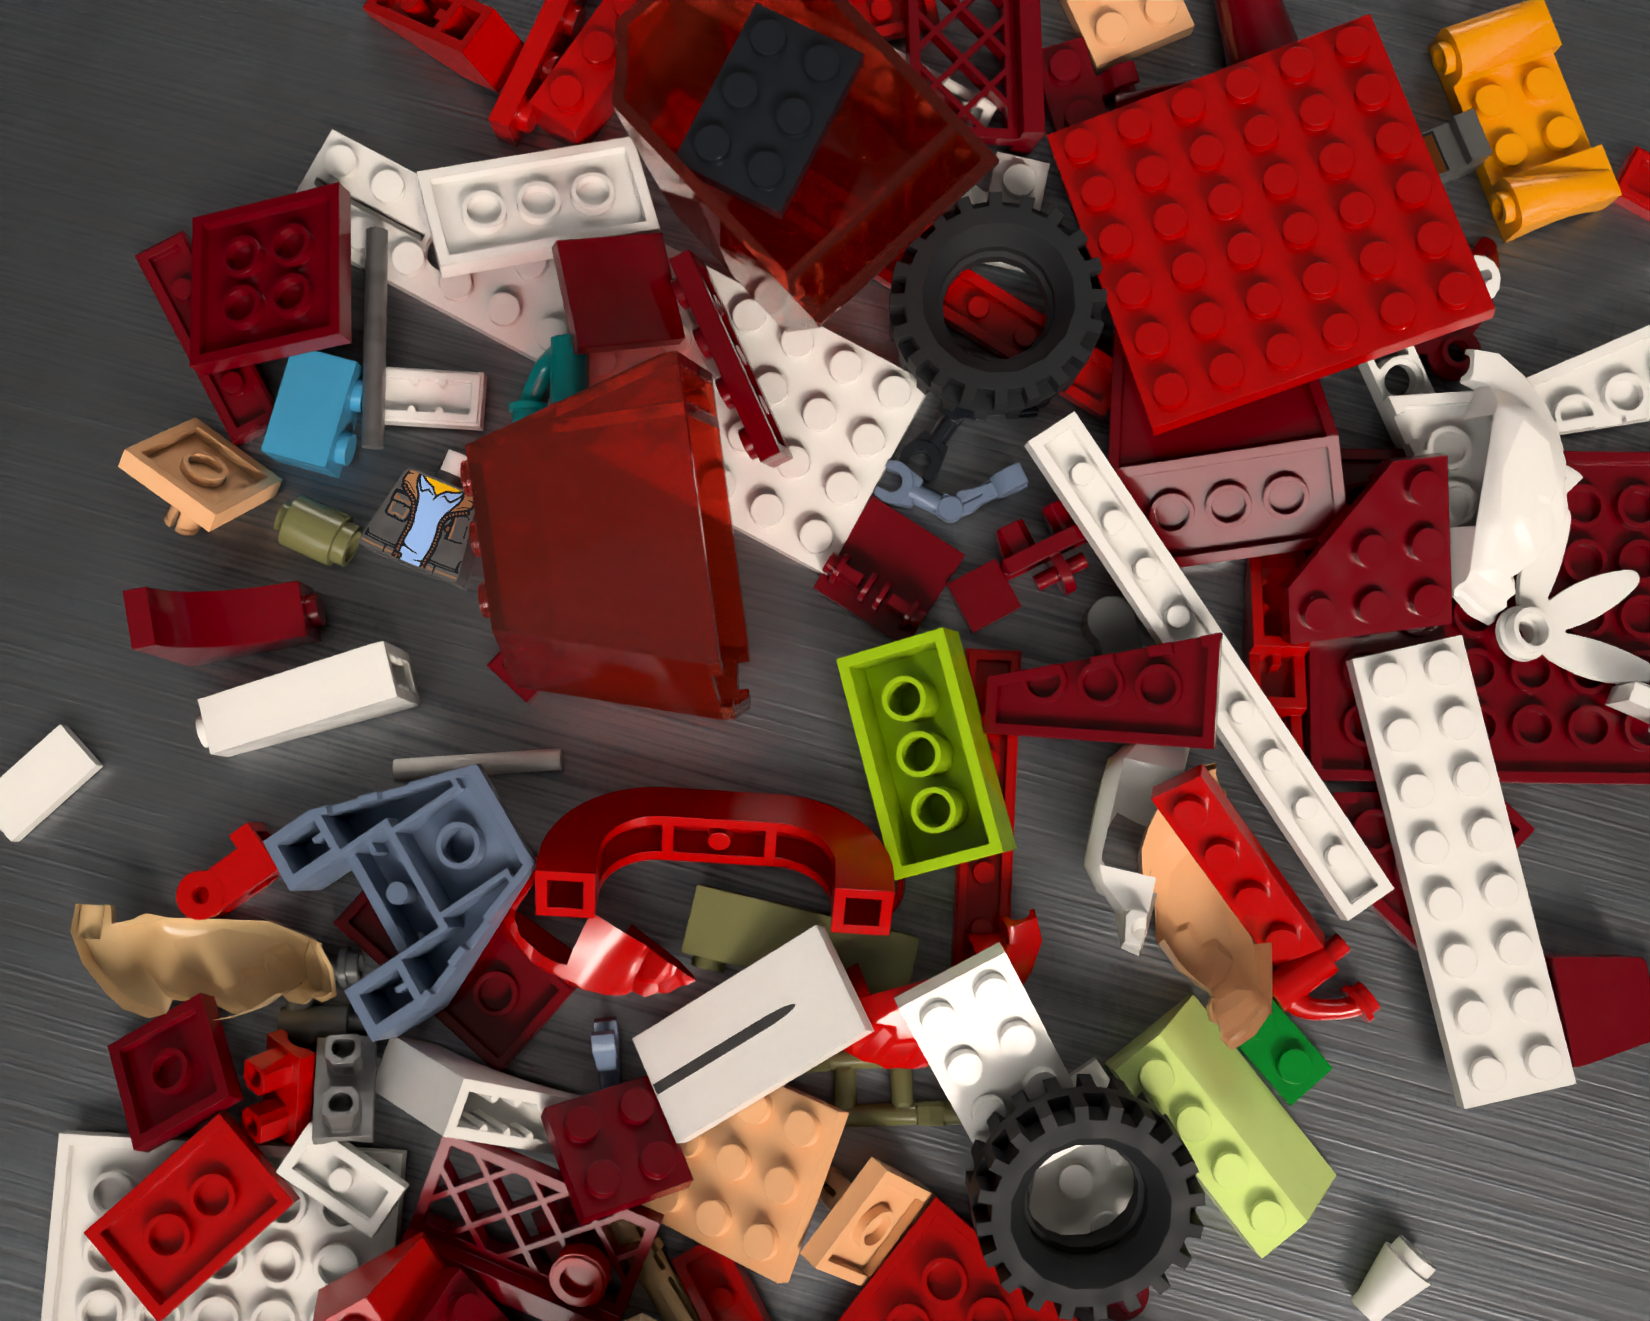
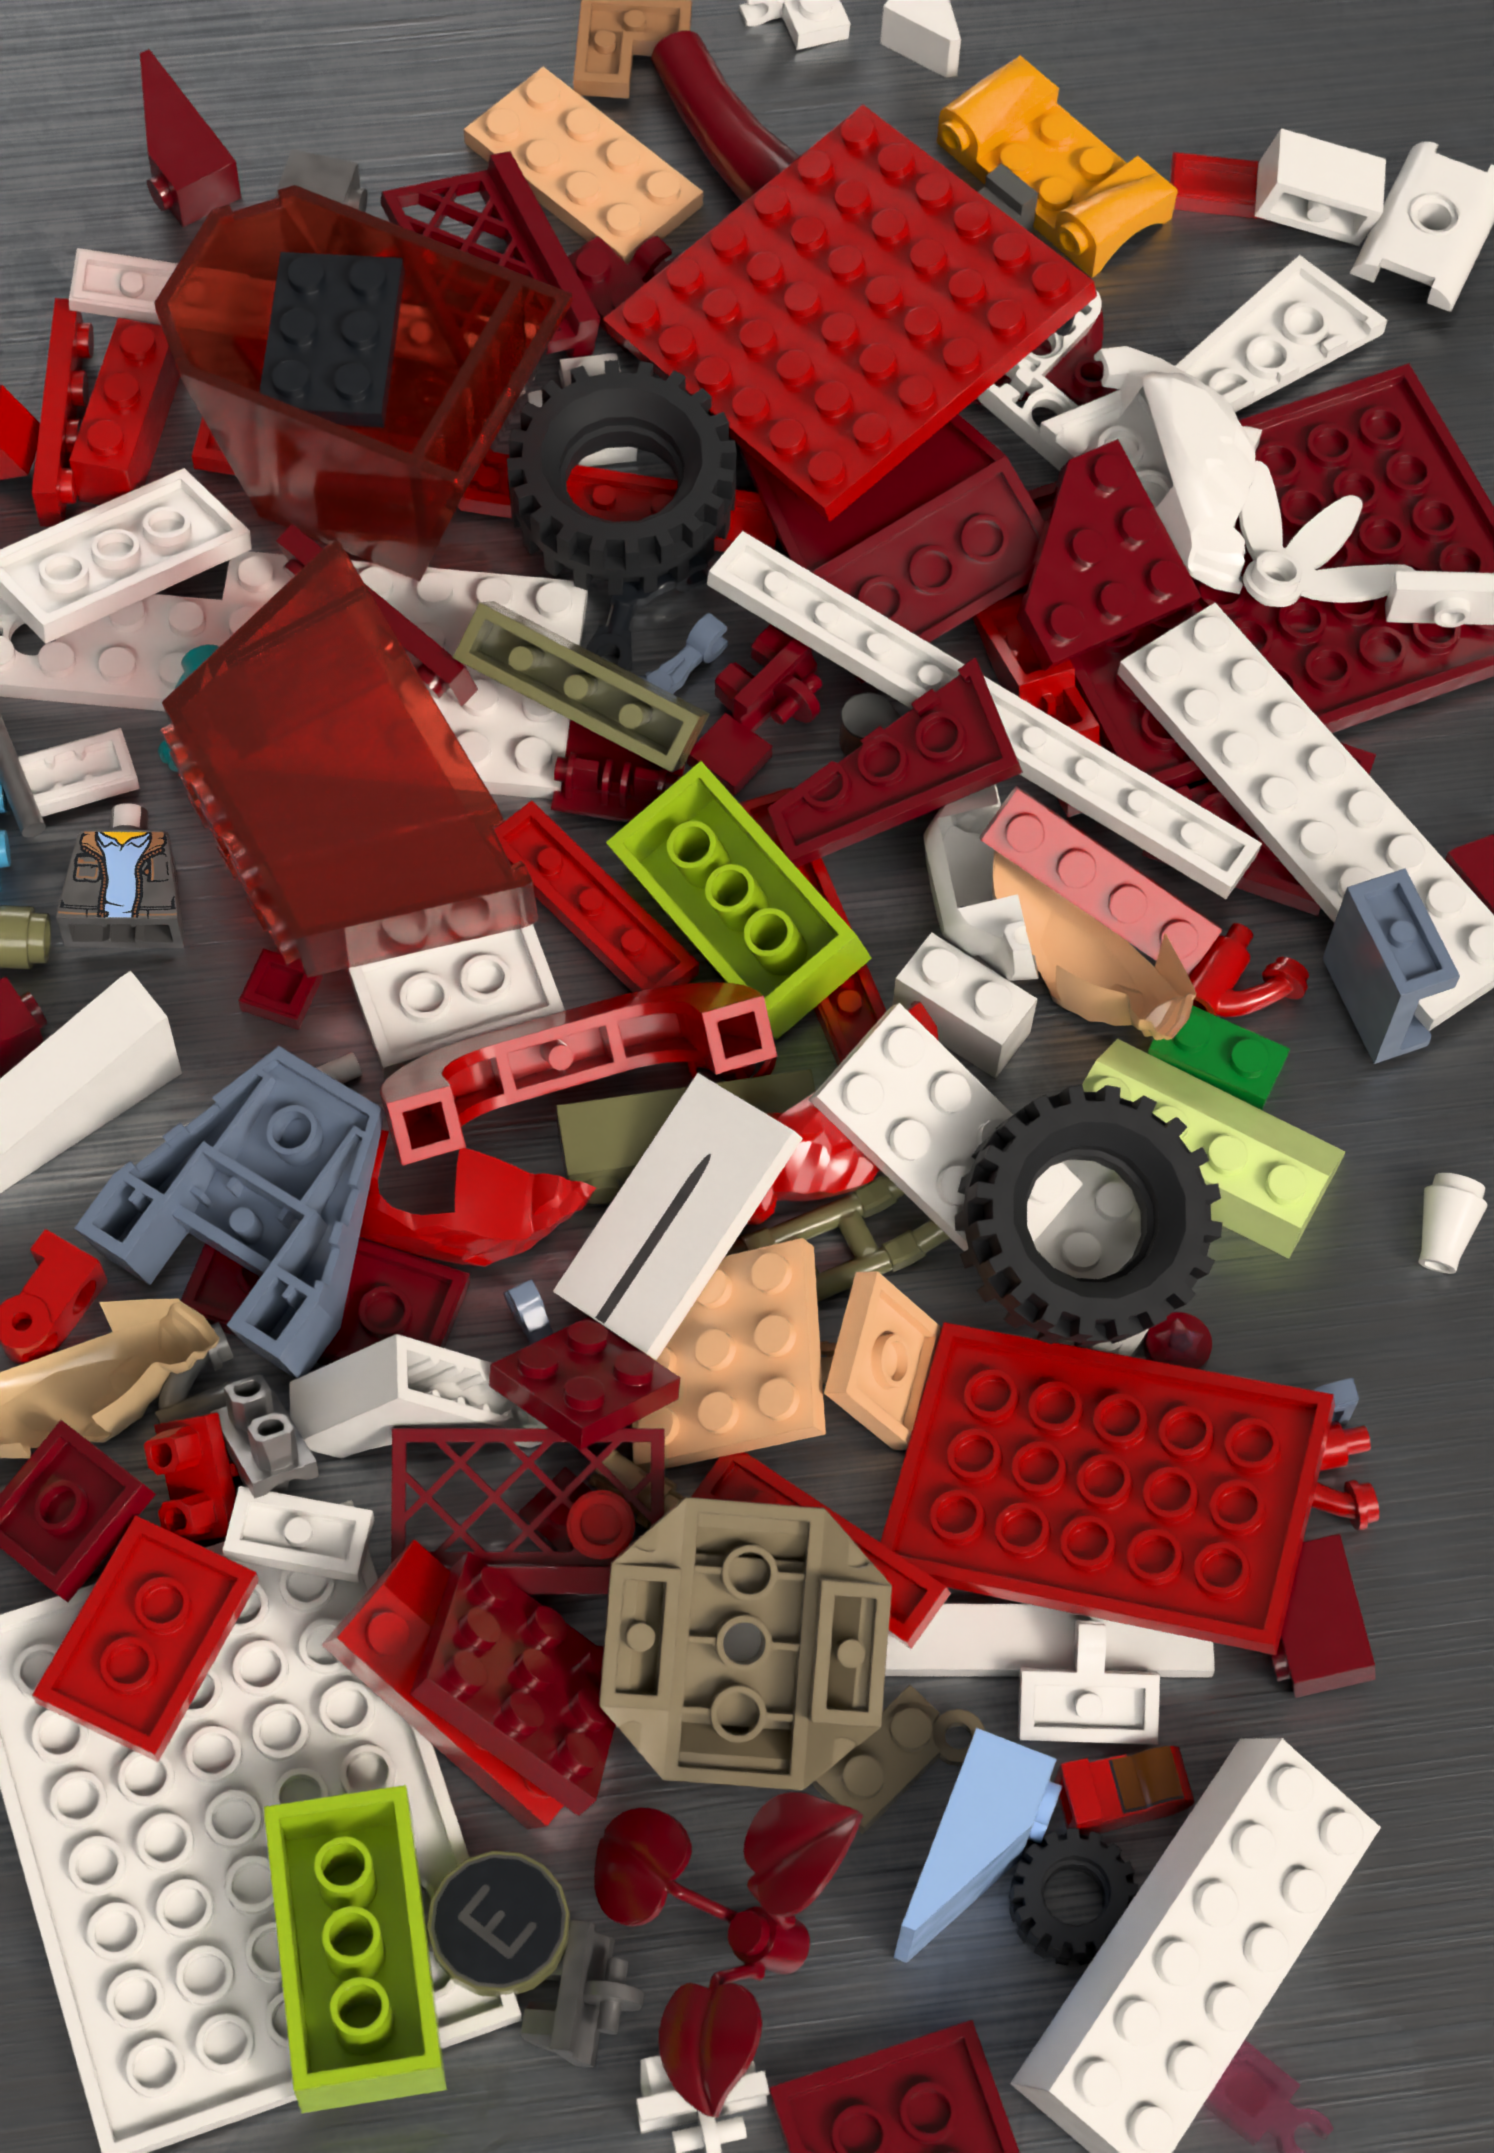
camera: 25 degrees left, 20 degrees down
(617, 293) = (219, 585): dark red tile -> none
(661, 747) = (453, 994): none -> white plate
(808, 694) = (594, 904): none -> red plate
(874, 504) = (580, 685): none -> olive brick
(1076, 921) = (972, 1005): none -> white brick
(1451, 1060) = (1386, 960): none -> sand blue panel

